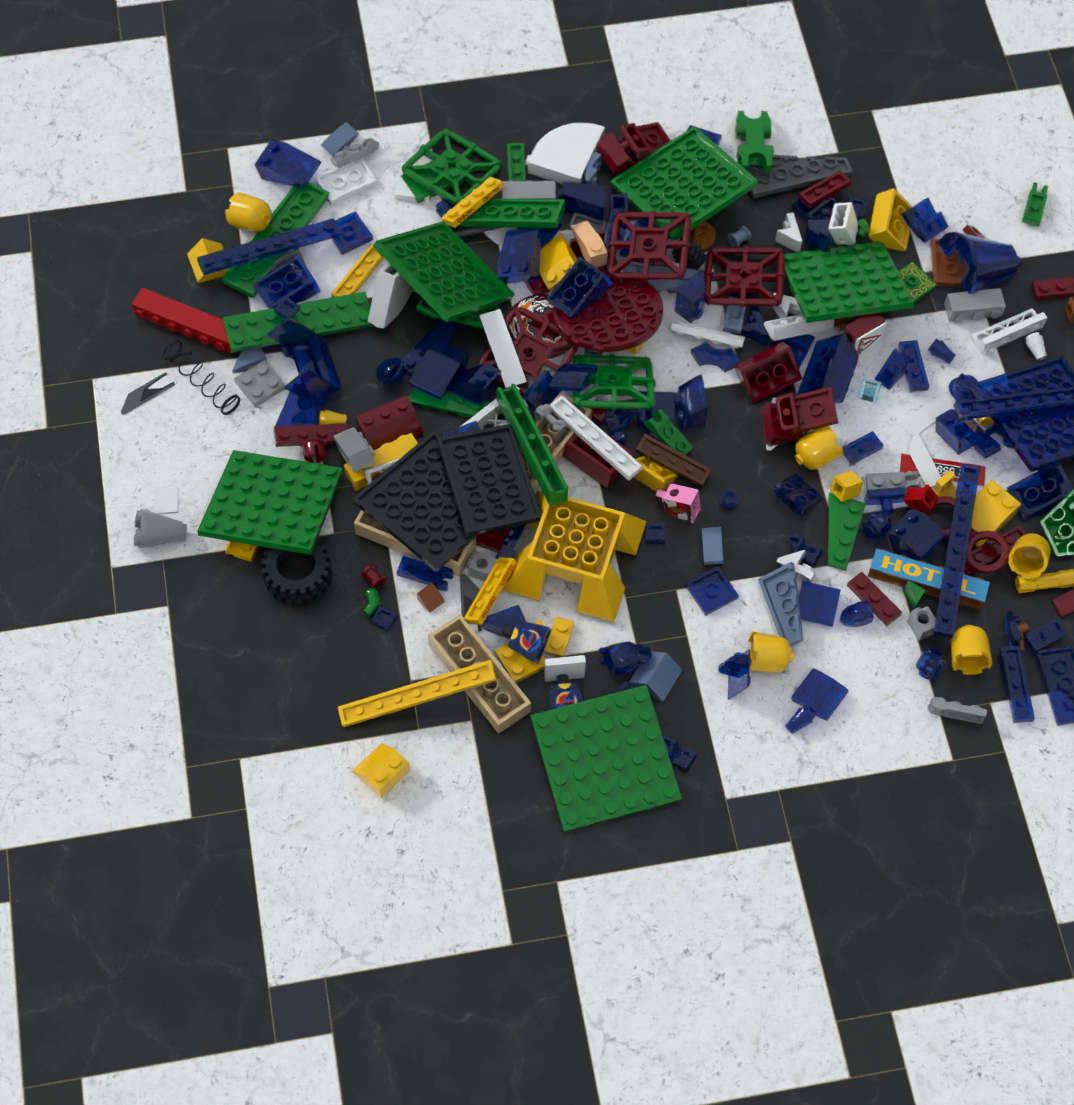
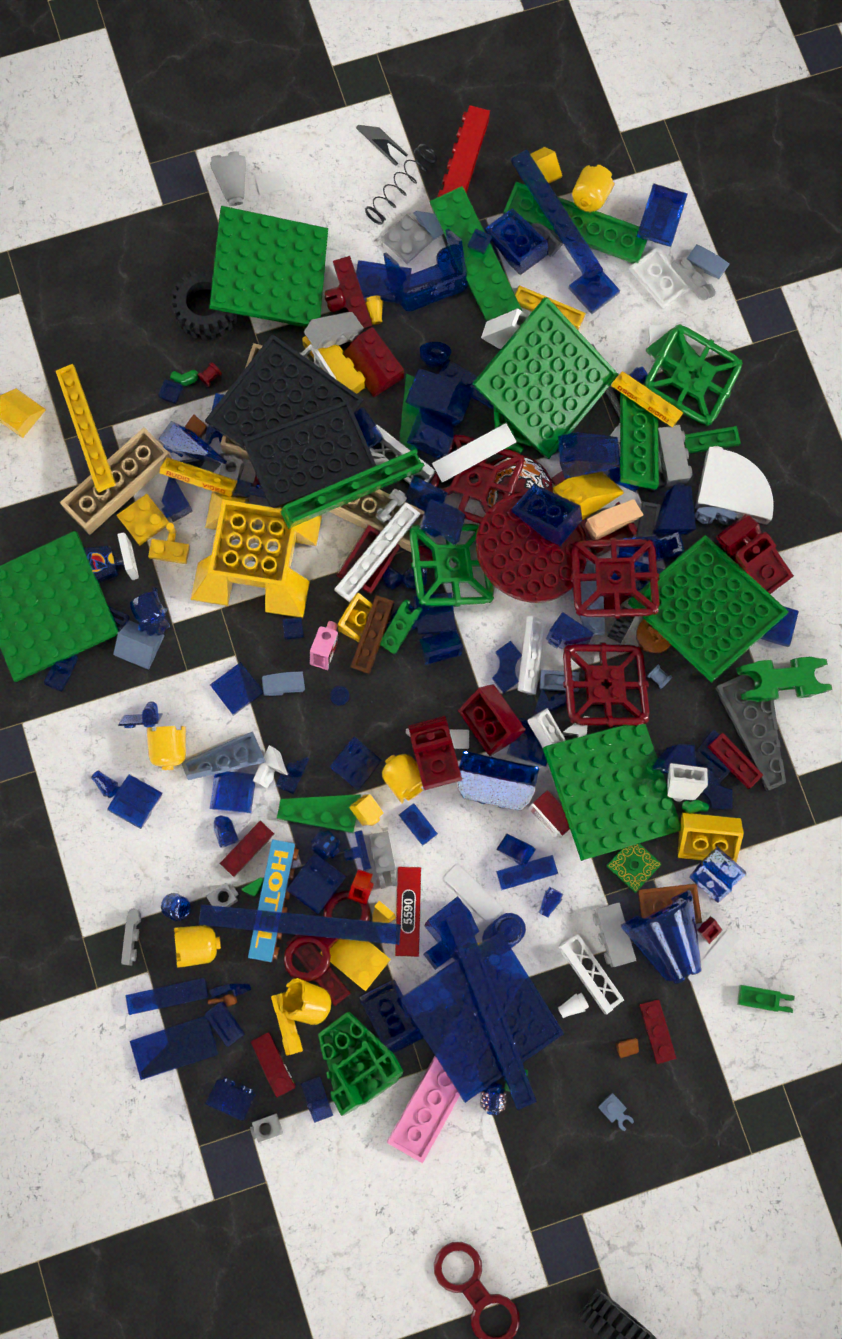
camera: 80 degrees right, 15 degrees up
(454, 595) = (187, 443): none -> clear blue slope
(527, 639) = (149, 517): clear blue torso -> none
(790, 234) = (669, 731): white slope -> none
(870, 390) = (488, 828): clear light blue slope -> none
(923, 461) = (413, 891): white sticker -> none

